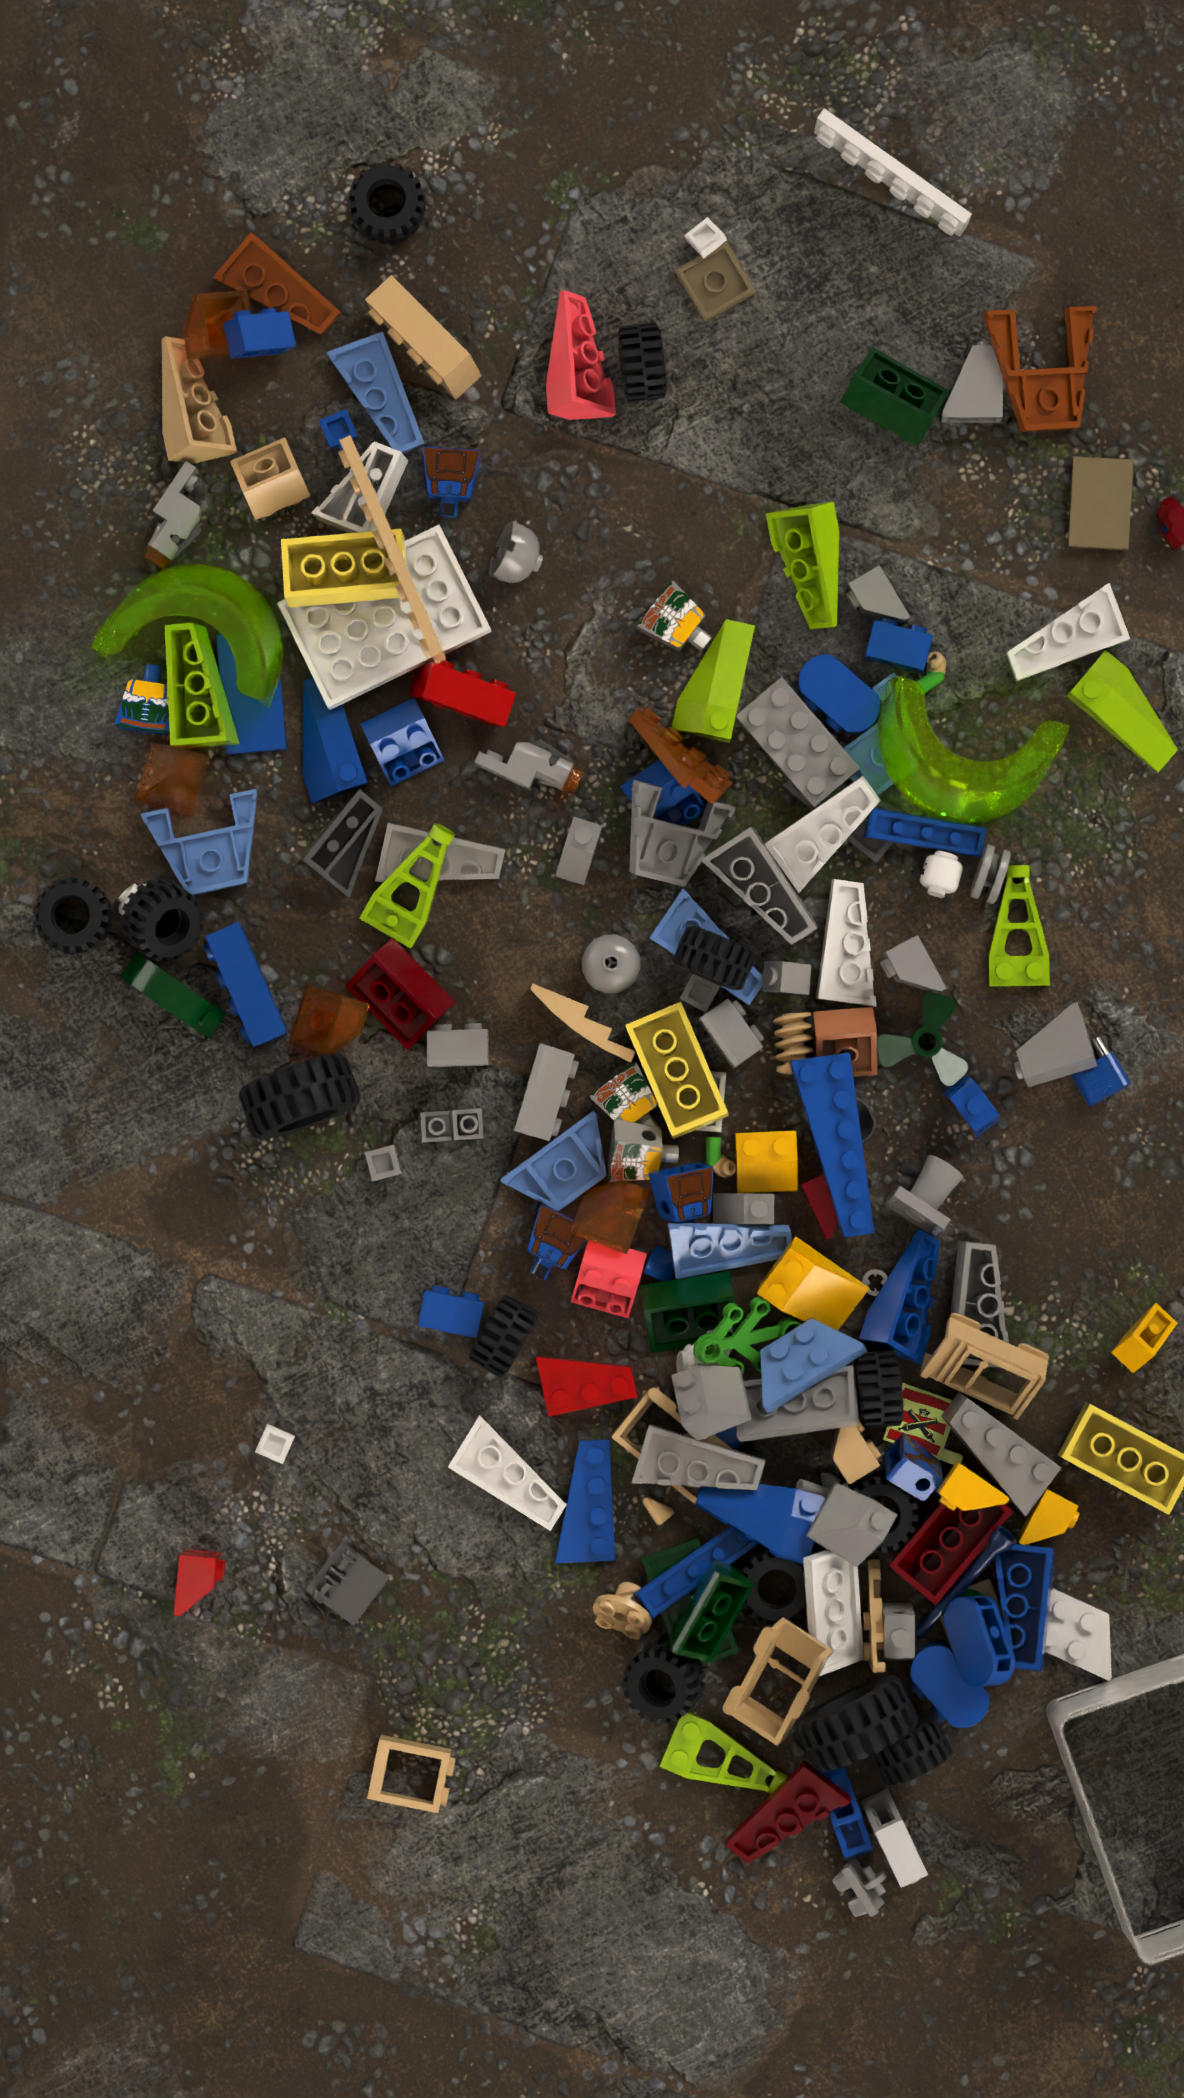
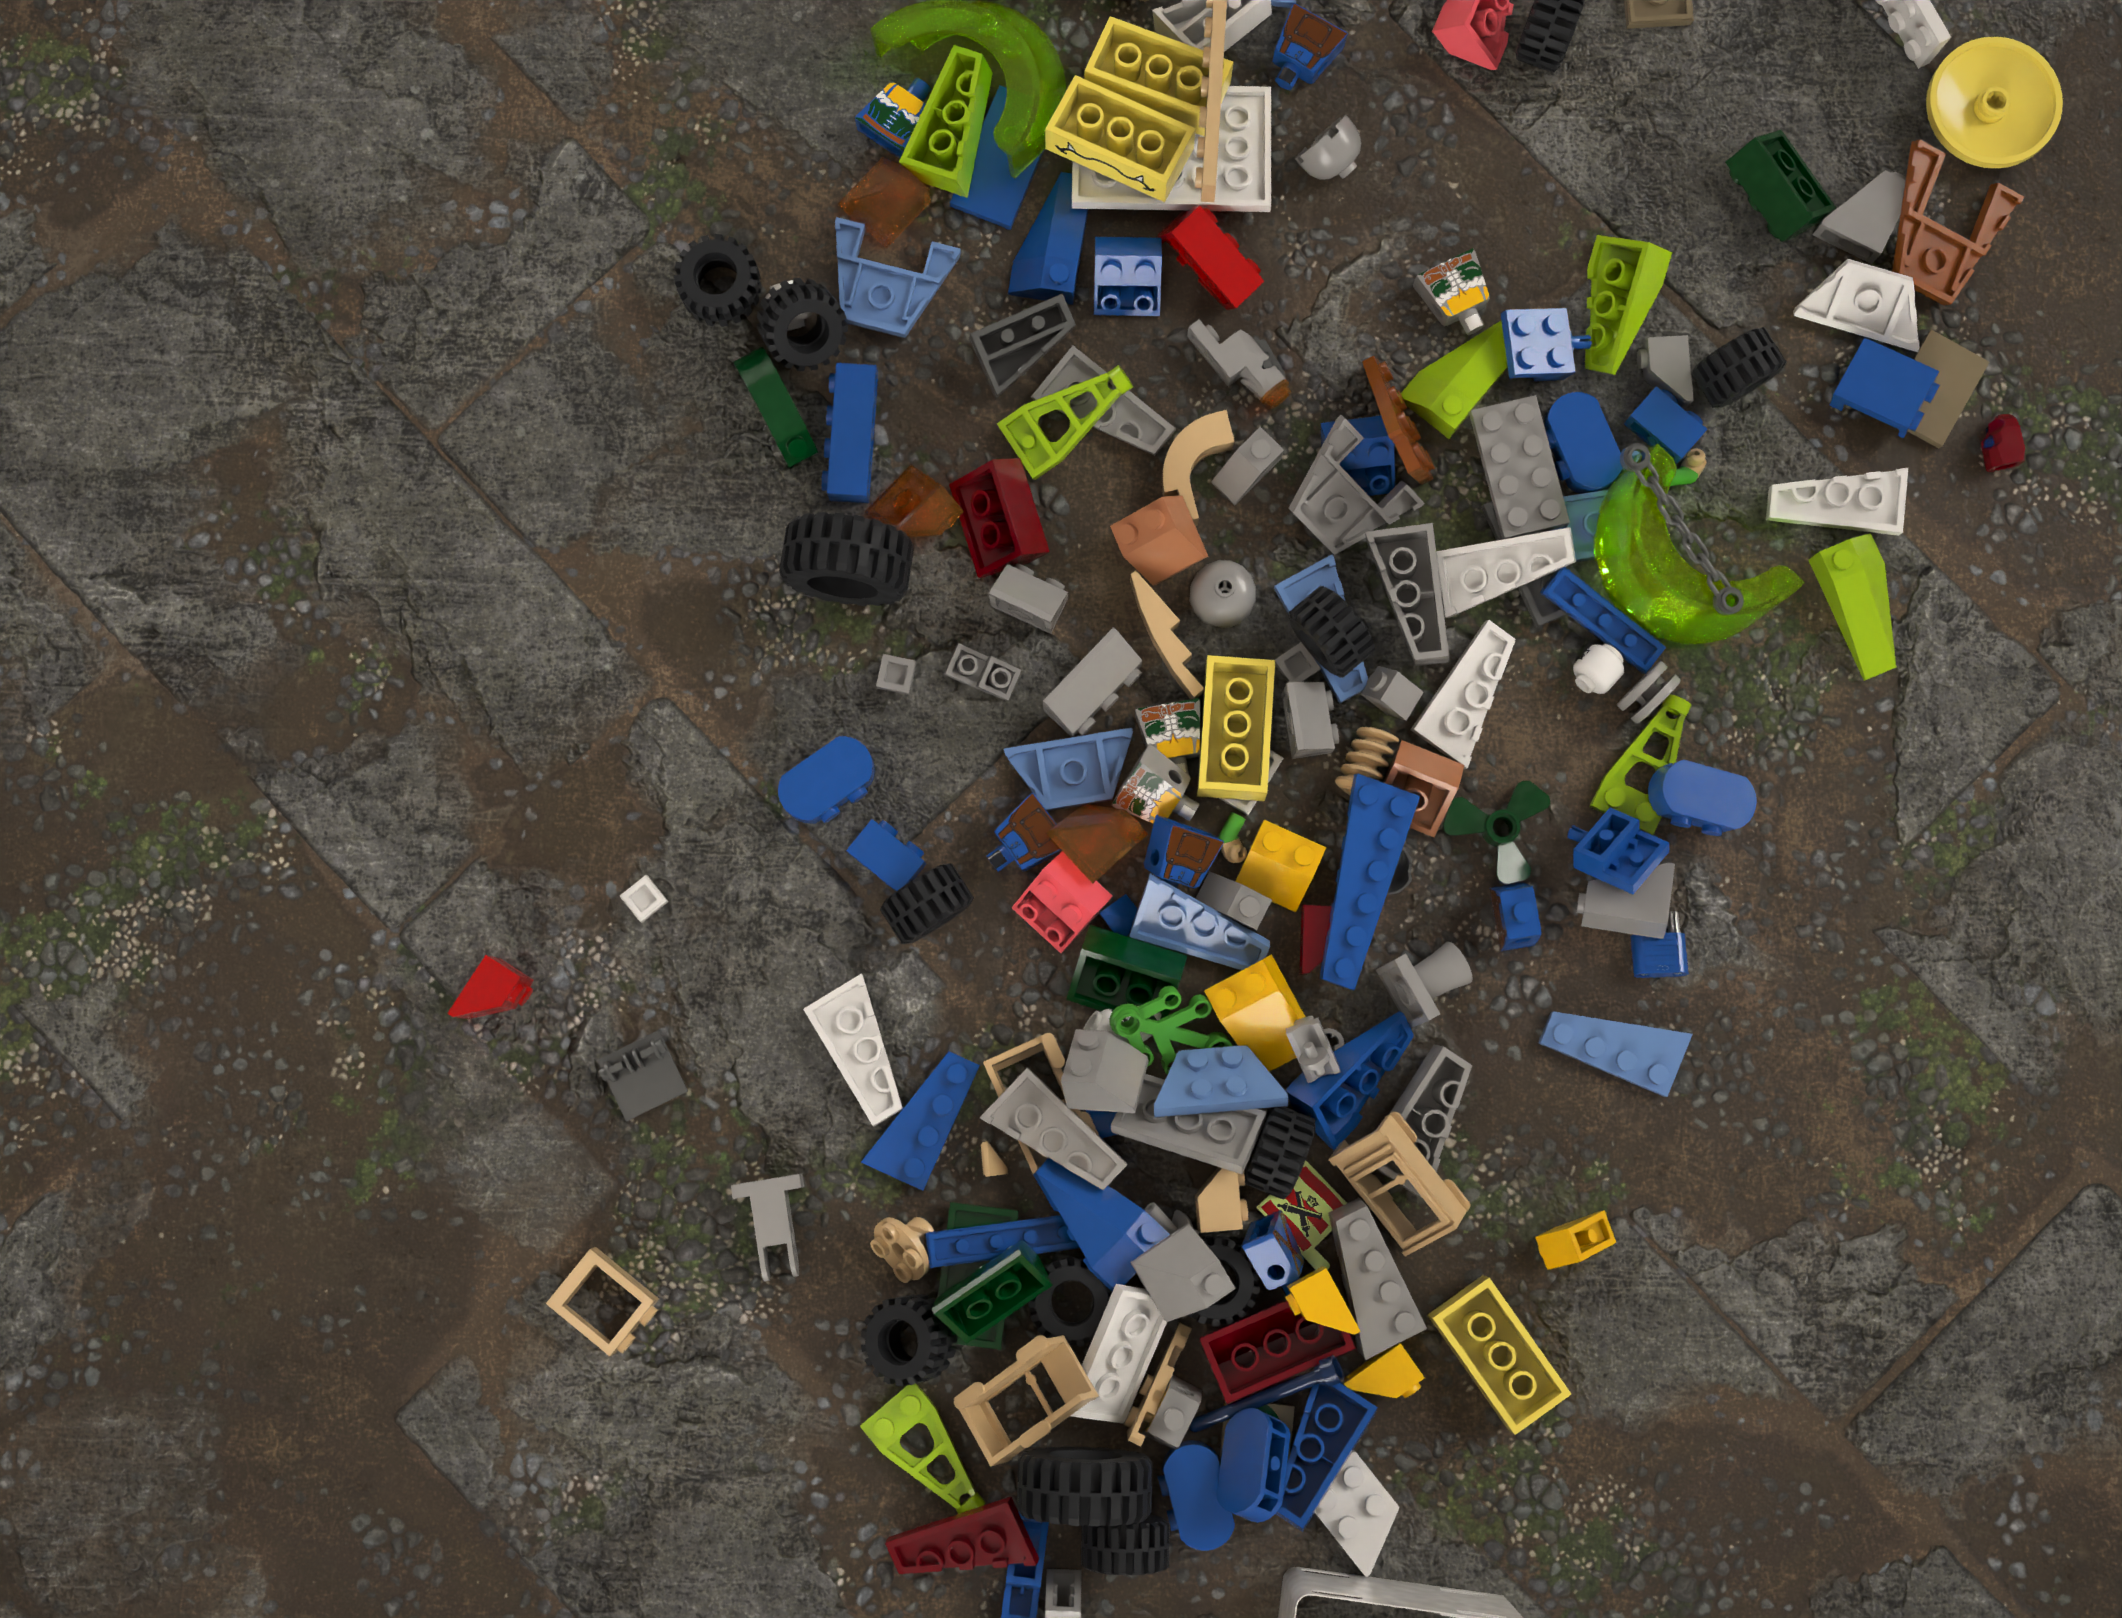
camera: 25 degrees right, 5 degrees down
(341, 638) = (1119, 138): none -> light yellow brick
(372, 1277) = (827, 781): none -> blue brick
(506, 1639) = (772, 1216): none -> light grey piece
(526, 853) = (1195, 442): none -> tan arch
(539, 948) = (1160, 539): none -> nougat slope
(580, 1385) = (981, 995): red wedge -> none
(764, 630) = (1540, 343): none -> plate
(864, 1296) = (1312, 1048): none -> light grey hips
(912, 966) = (1525, 744): light grey slope -> none
(933, 573) = (1738, 367): none -> black tyre
(1008, 770) = (1719, 598): none -> dark grey piece
(1009, 464) = (1865, 303): none -> white wing
(1027, 1015) = (1617, 851): none -> blue plate
(1034, 241) = (1994, 102): none -> light yellow dish
(1060, 526) = (1886, 386): none -> blue panel
(1073, 937) = (1702, 797): none -> blue brick
(1116, 1167) = (1628, 1051): none -> medium blue wing

